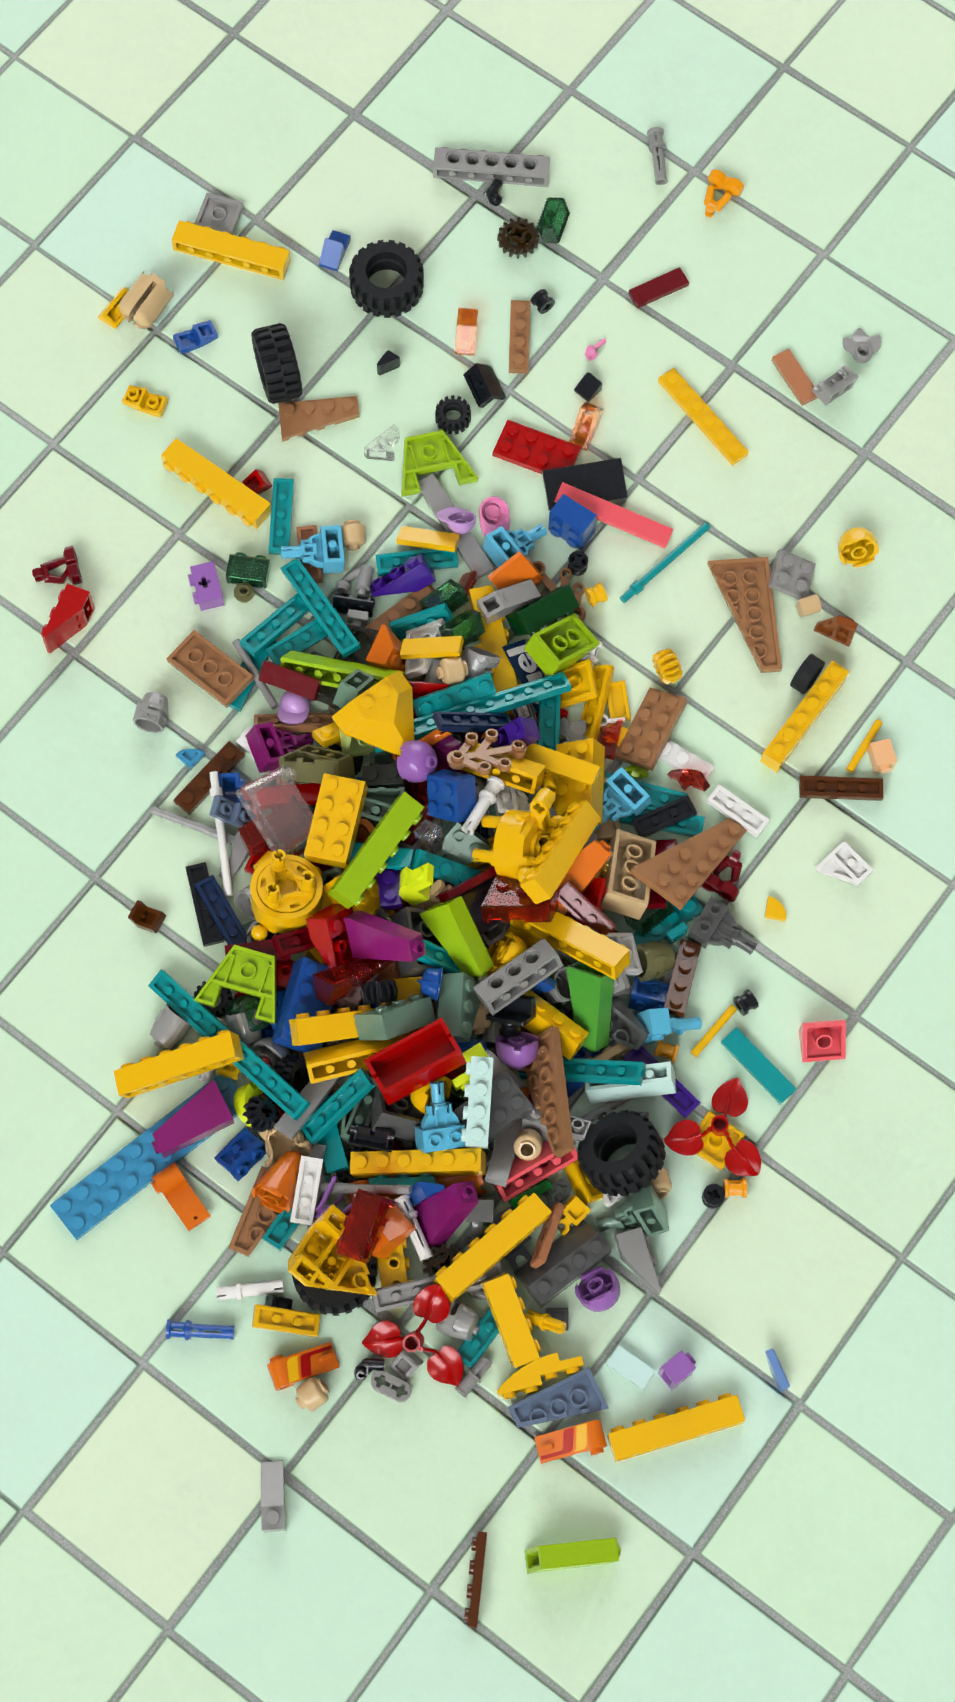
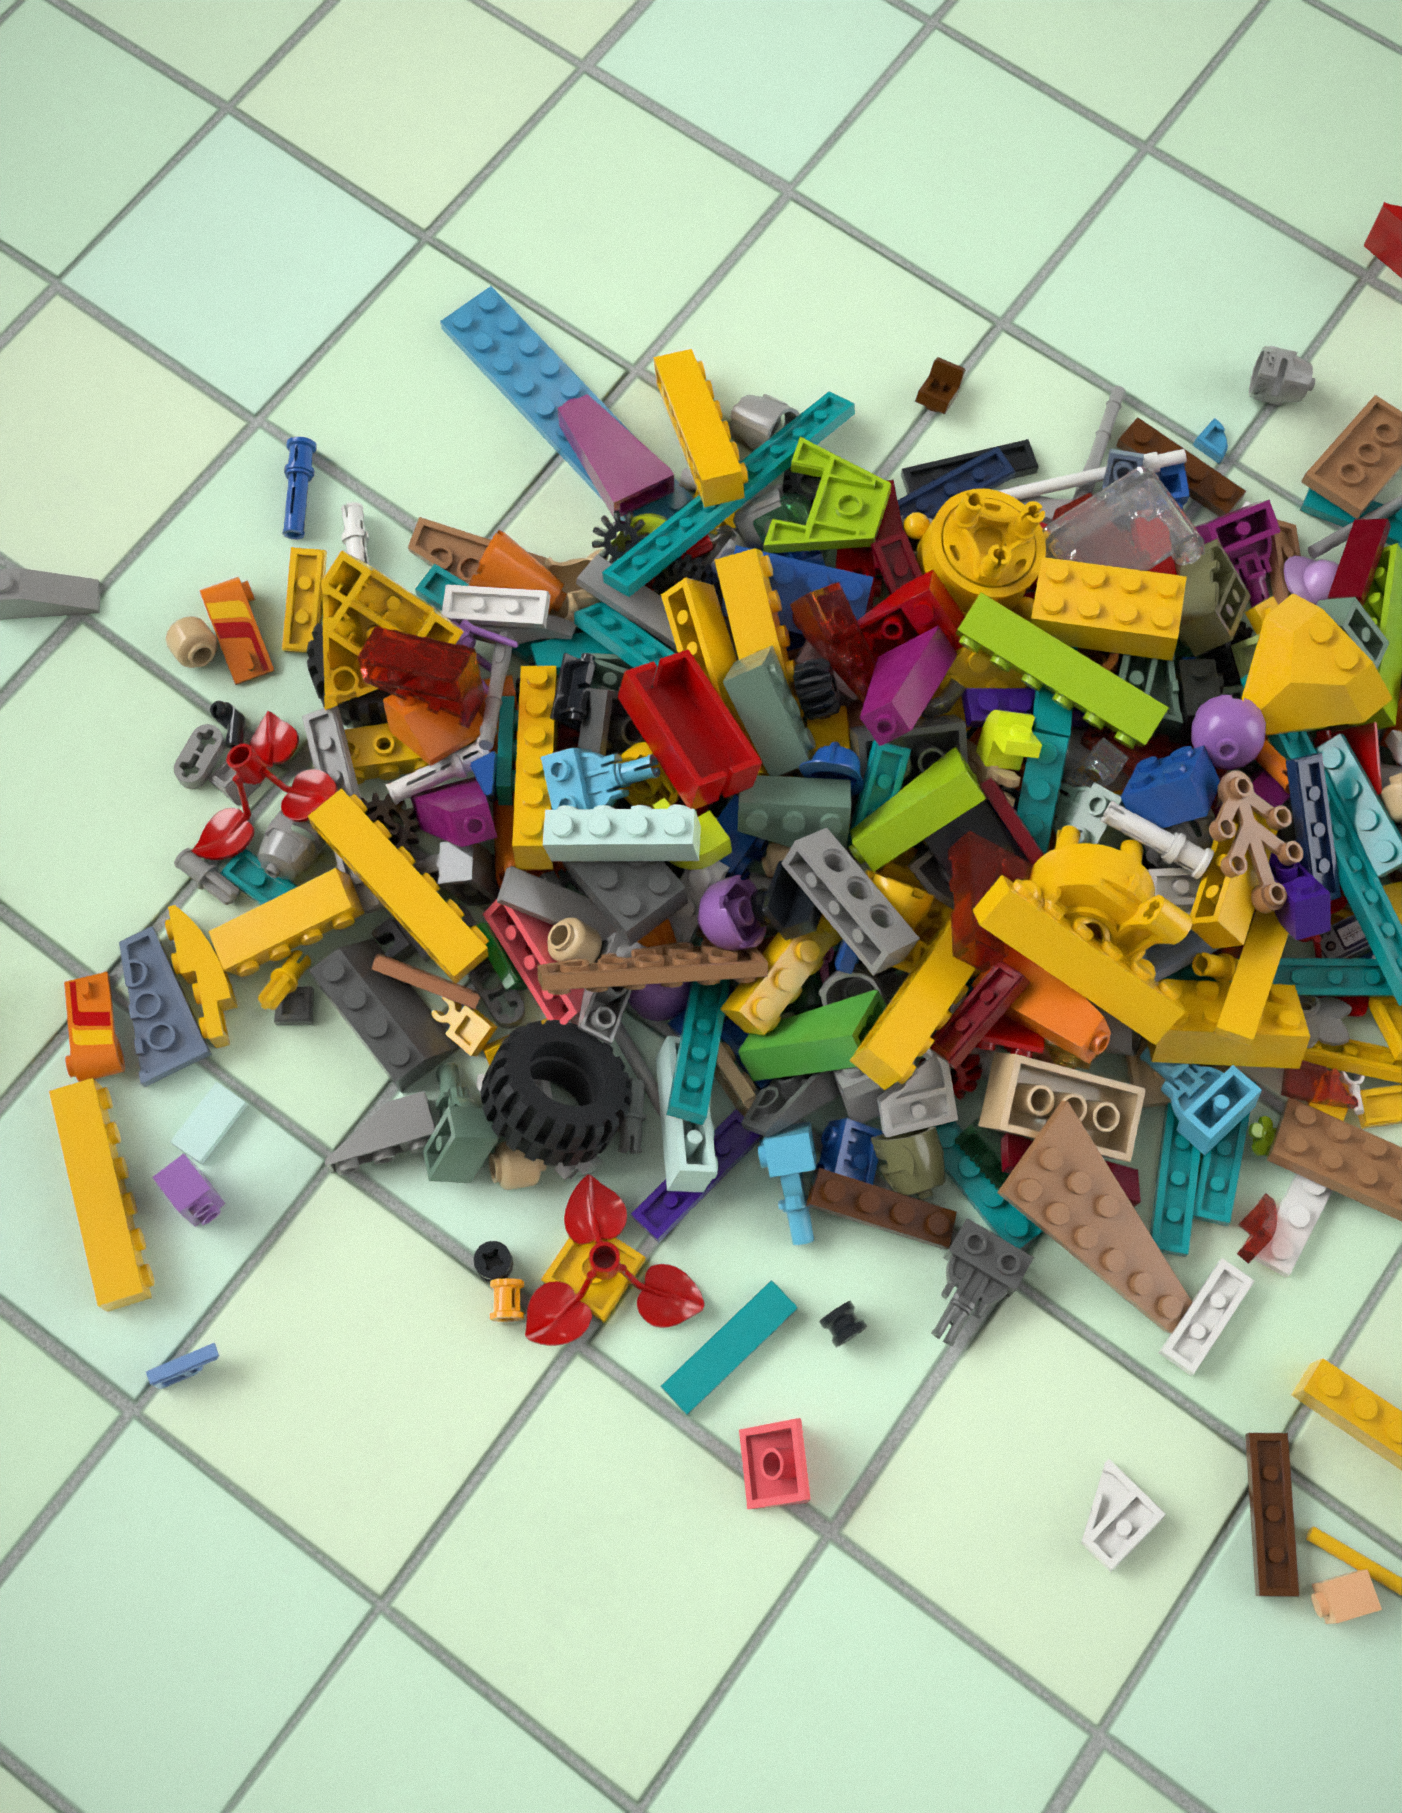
camera: 90 degrees right, 0 degrees up
(180, 1196) = (520, 446): orange door -> none
(241, 1154) = (563, 530): blue bracket -> none
(598, 1289) = (331, 1063): medium lavender cylinder -> none
(664, 817) = (1179, 1179): black tile -> none
(666, 1050) = (750, 1184): light orange bush -> none
(676, 933) = (965, 1201): teal tile -> none
(713, 1031) = (791, 1268): yellow bar -> none
(725, 889) = (1056, 1291): dark red piece -> none
(774, 910) = (1022, 1382): yellow tile -> none

